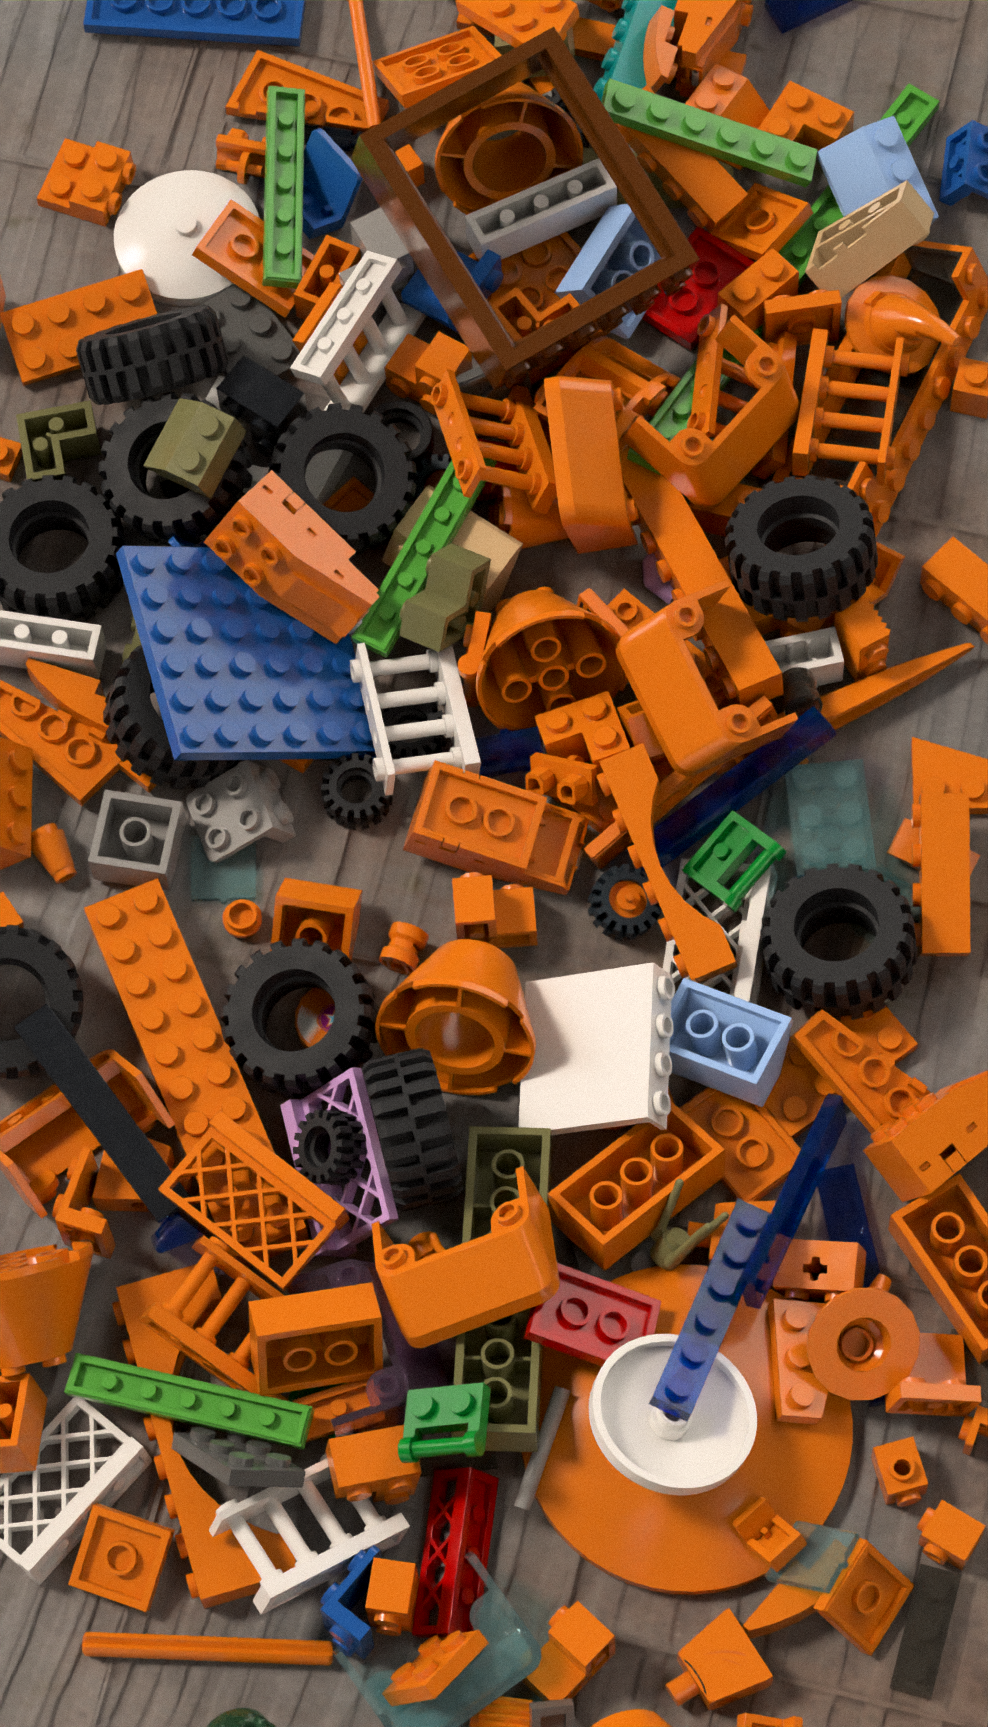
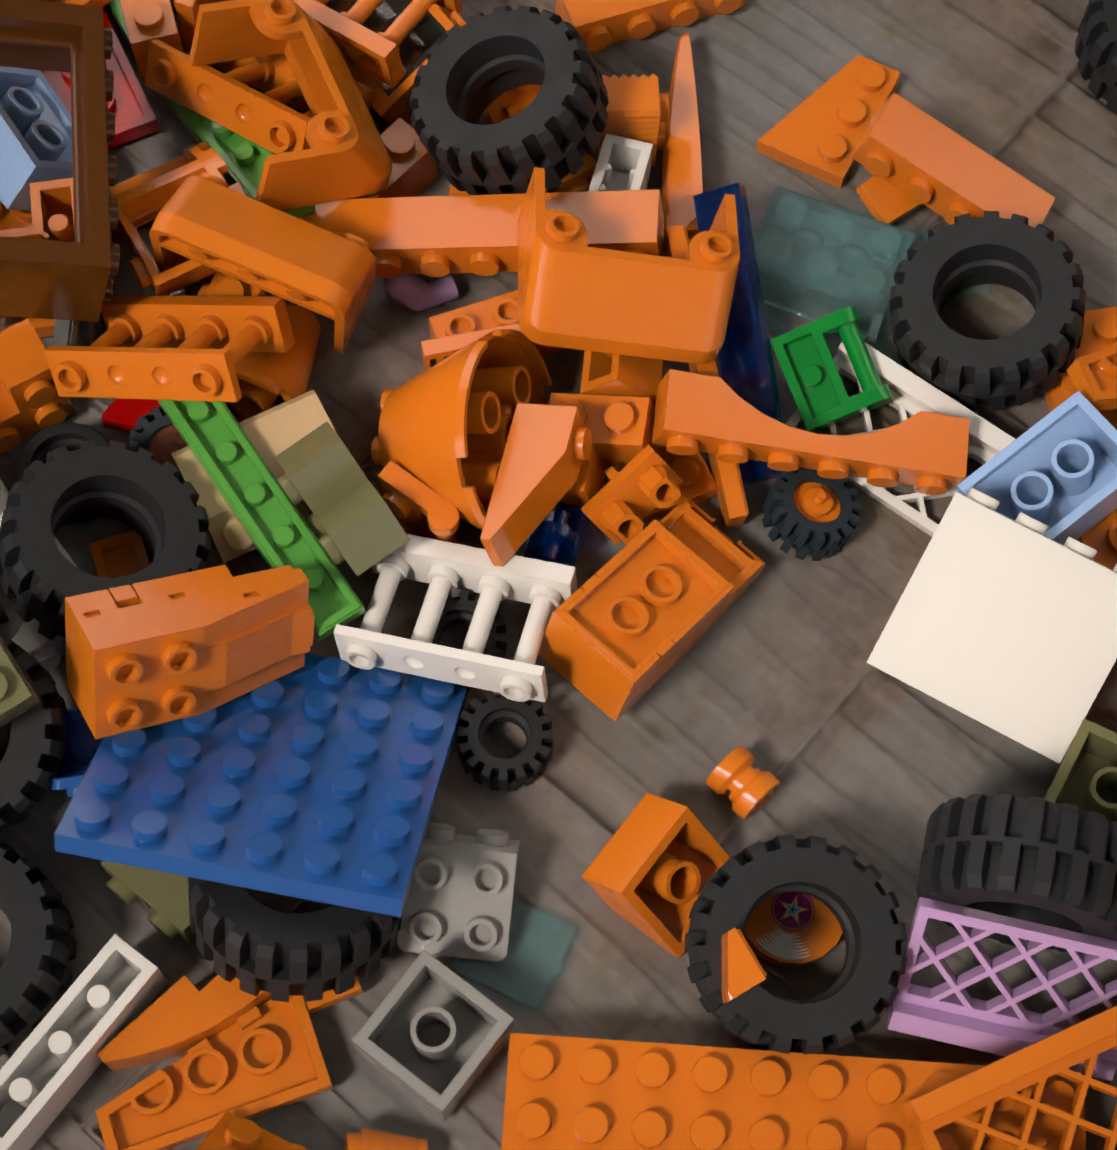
camera: 70 degrees left, 0 degrees up
(242, 918) = (599, 958): orange plate -> none
(252, 973) = (739, 966): none -> orange slope
(345, 1147) = (1004, 1016): black tyre -> none
(467, 1013) = (892, 744): orange cone -> none
(494, 916) = (754, 659): orange brick -> none
(527, 702) = (534, 474): none -> orange slope
(799, 691) = (676, 203): clear smoke wheel -> none

